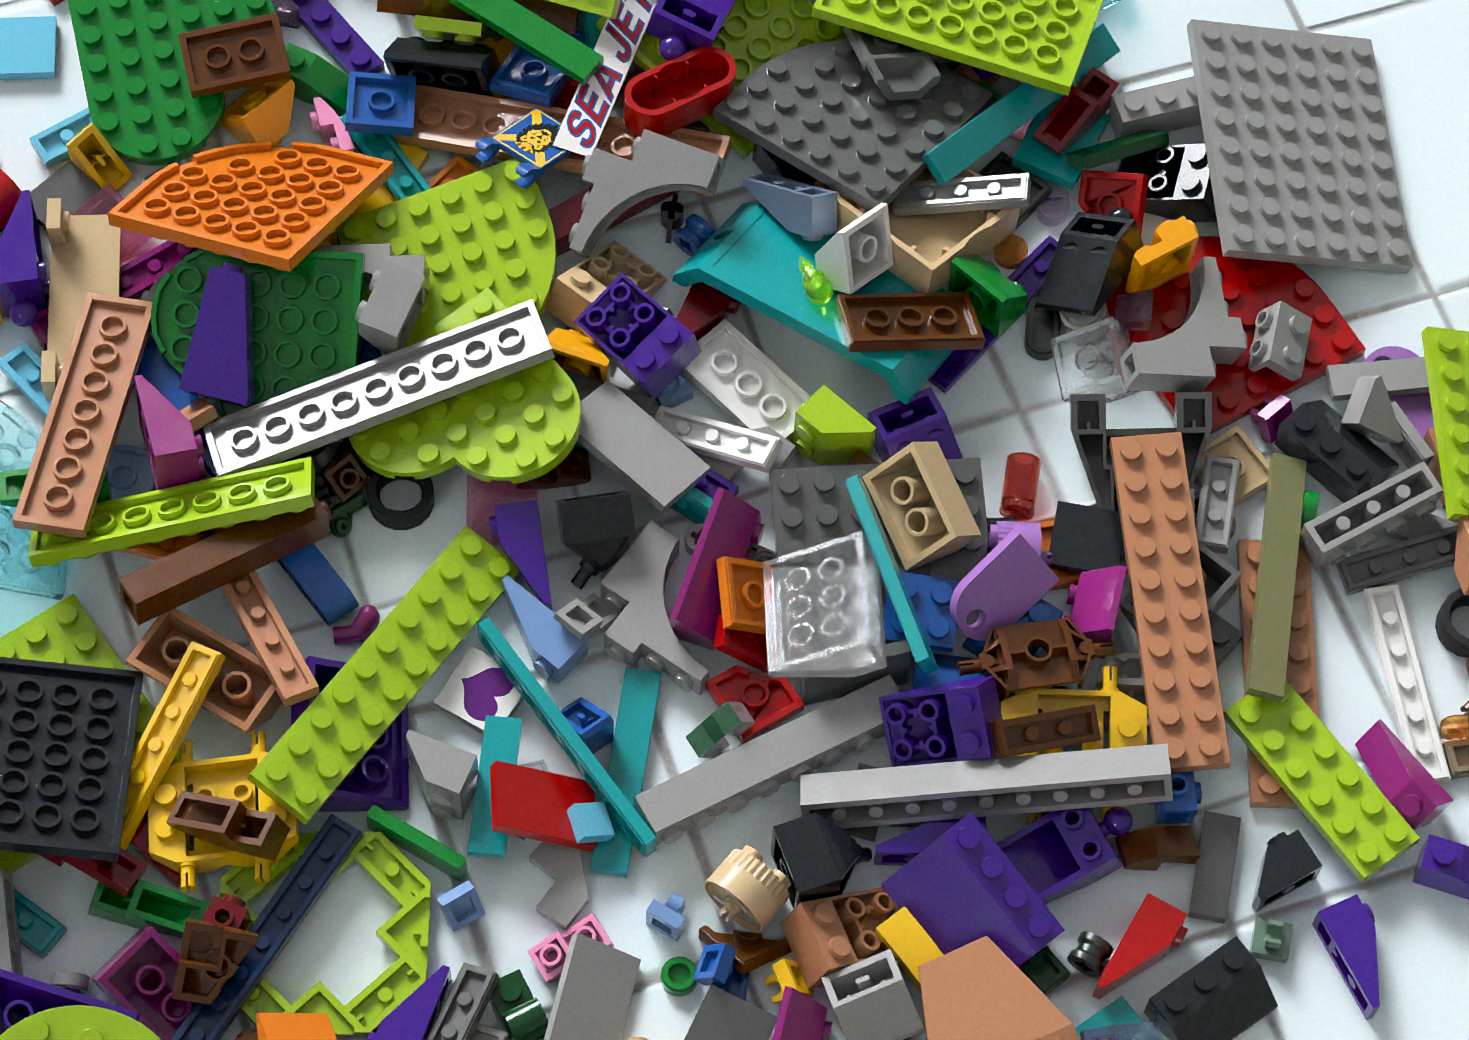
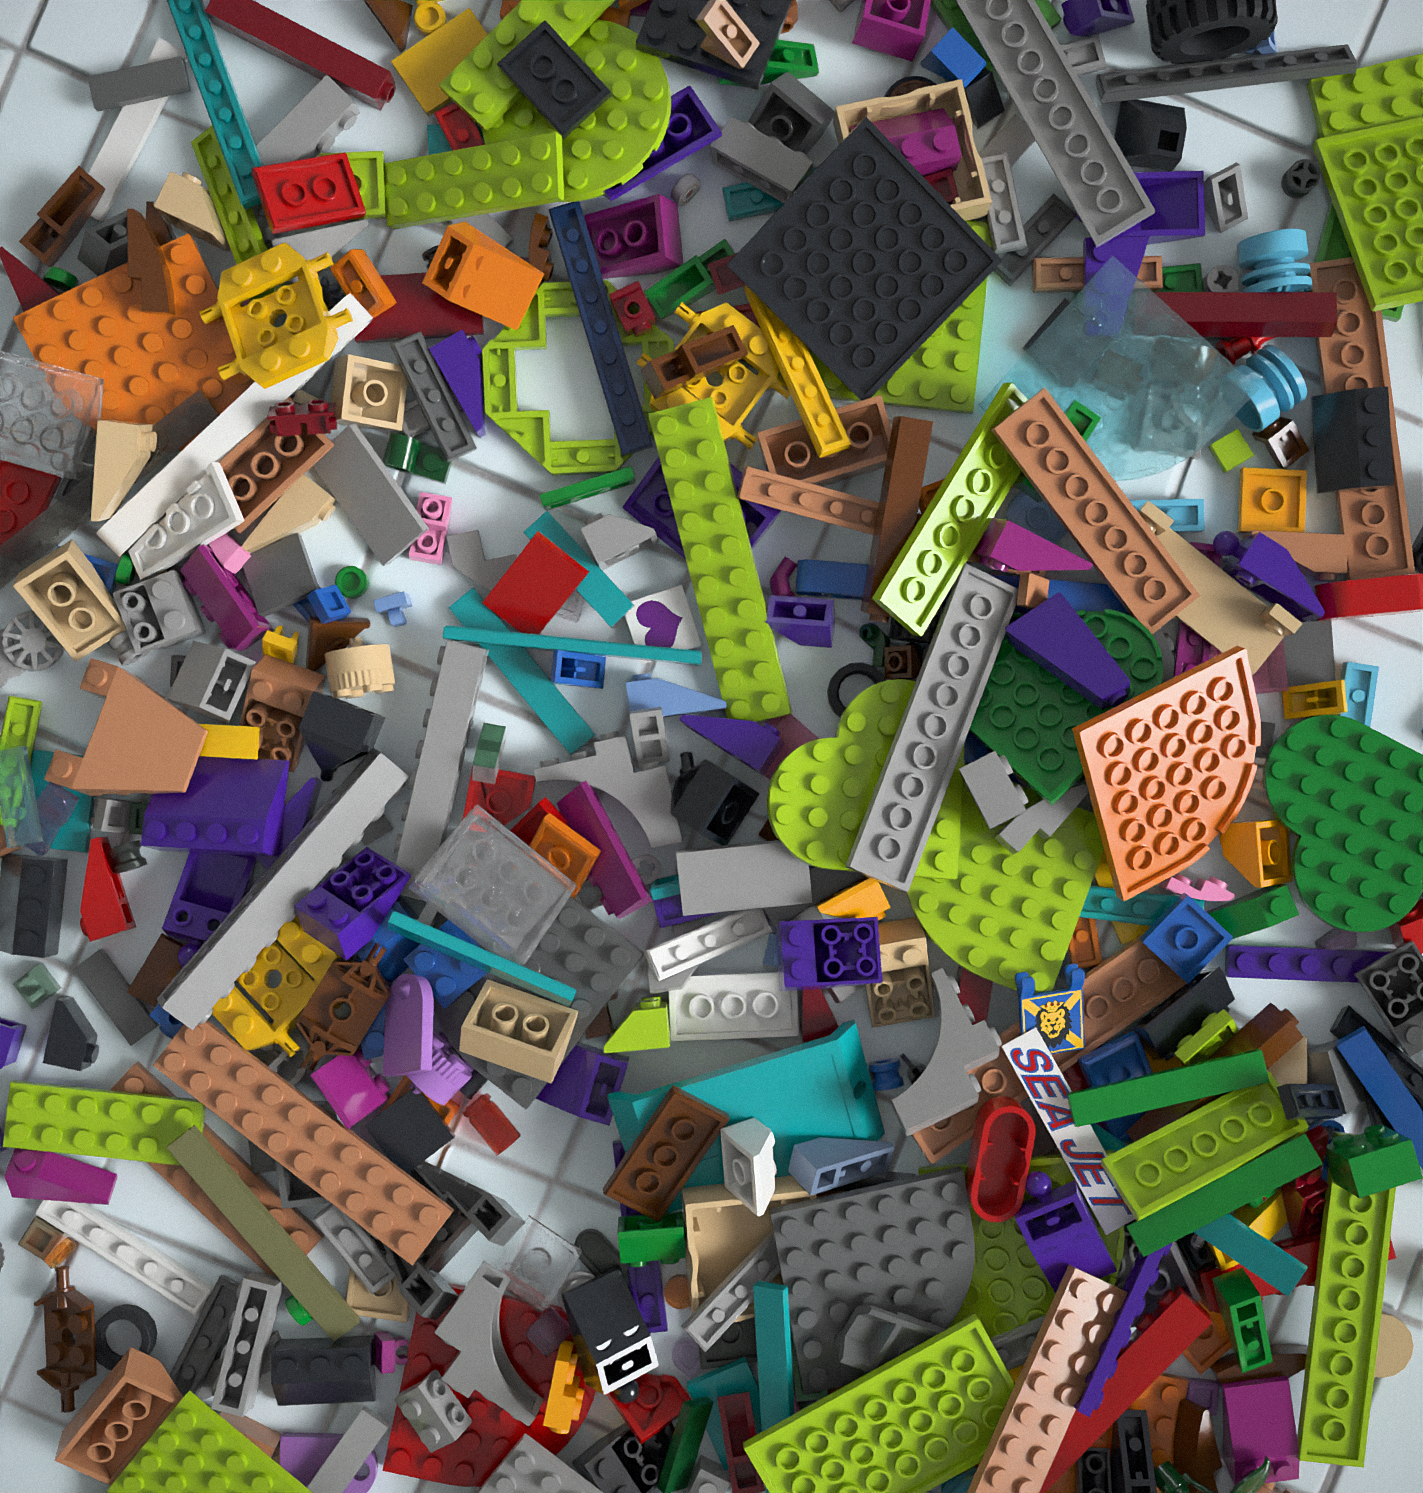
camera: 130 degrees right, 25 degrees up
(208, 958) = (609, 274): reddish brown slope -> none
(234, 55) = (1315, 859): reddish brown plate -> none
(375, 576) = (803, 619): none -> dark purple slope
(460, 905) = (519, 480): medium blue tile -> none
(590, 822) = (498, 610): medium azure tile -> none
(817, 287) = (743, 1110): clear neon green bar -> none
(1045, 731) = (282, 961): reddish brown tile -> none
(1070, 996) = (111, 815): none -> light grey tile
(1372, 411) = (324, 1424): light grey slope -> none
(1413, 447) = (291, 1428): light grey tile -> none

